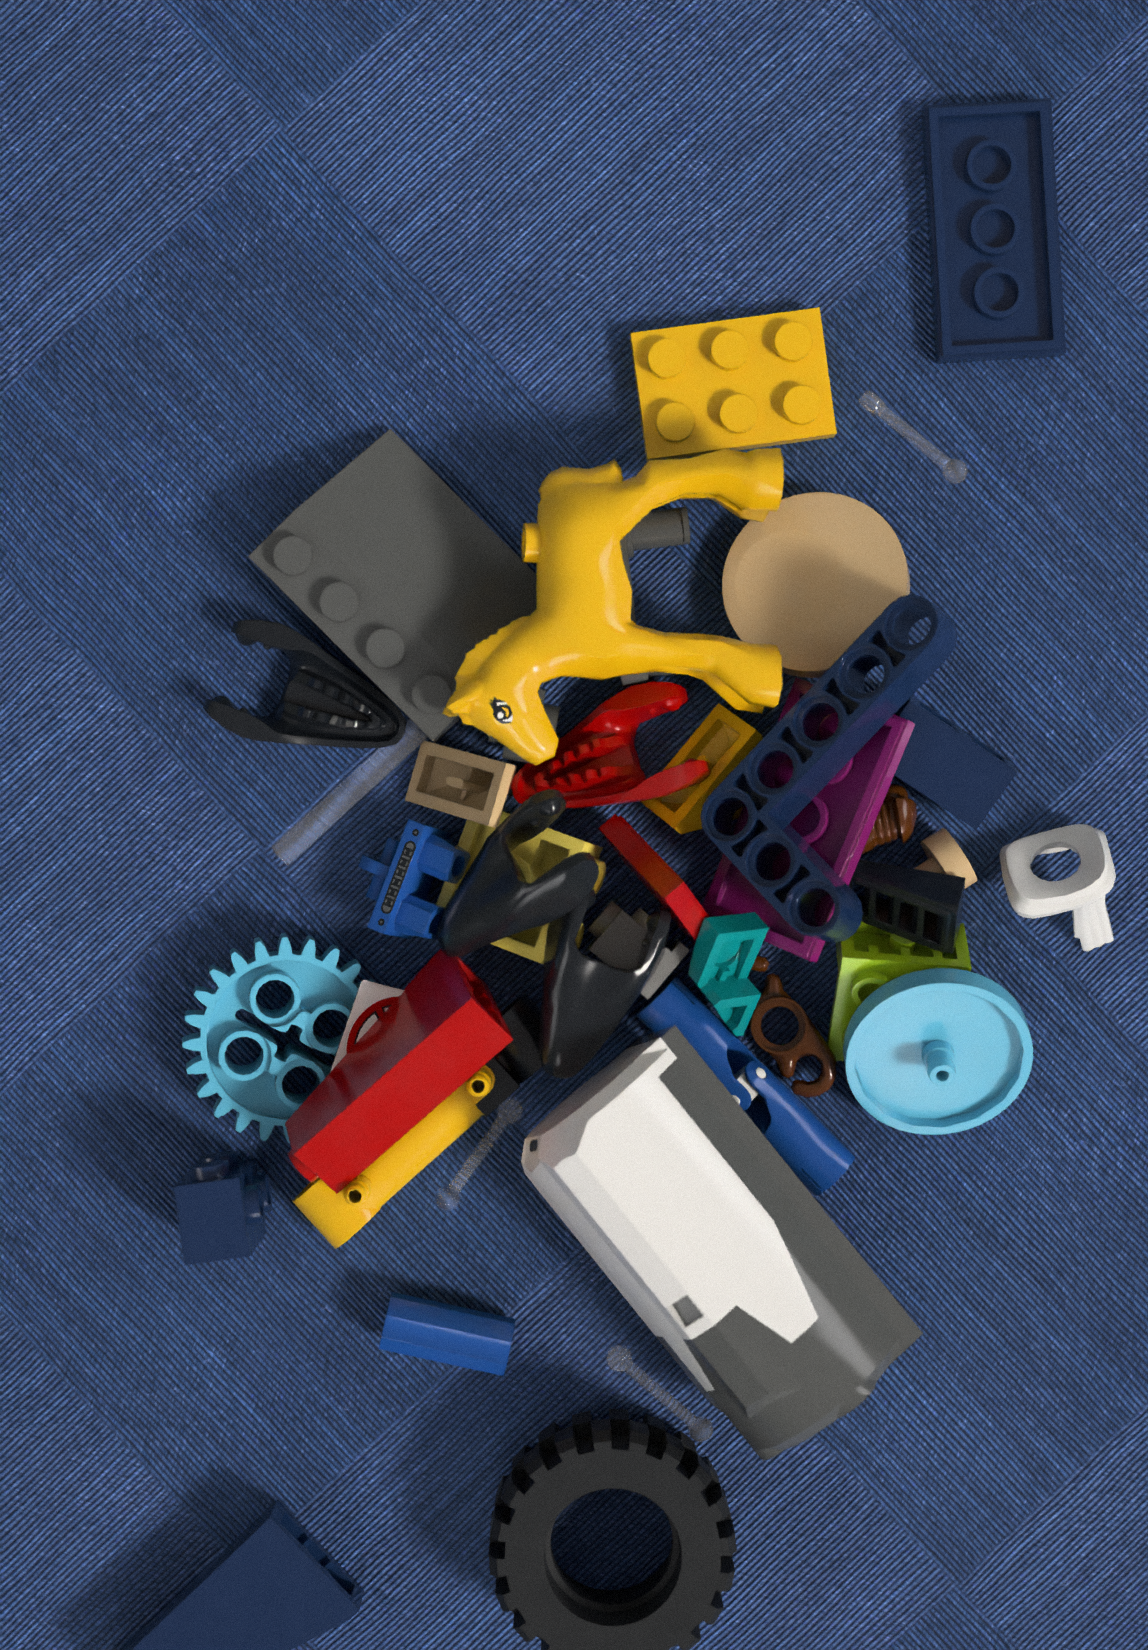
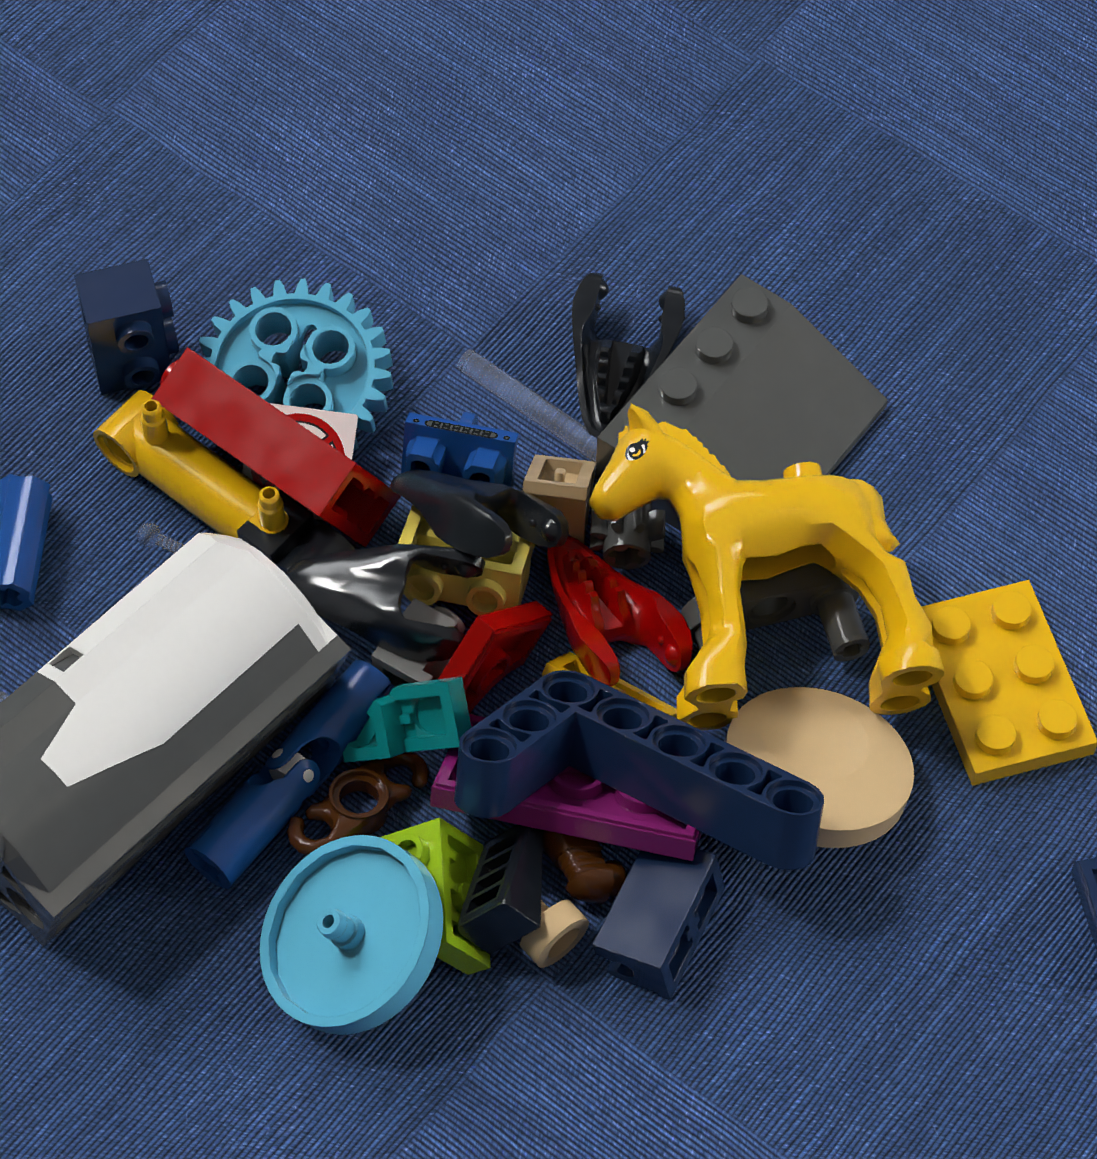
camera: 75 degrees right, 30 degrees down
(954, 470) = (965, 896): clear hinge -> none
(1081, 892) = (544, 1050): white piece -> none

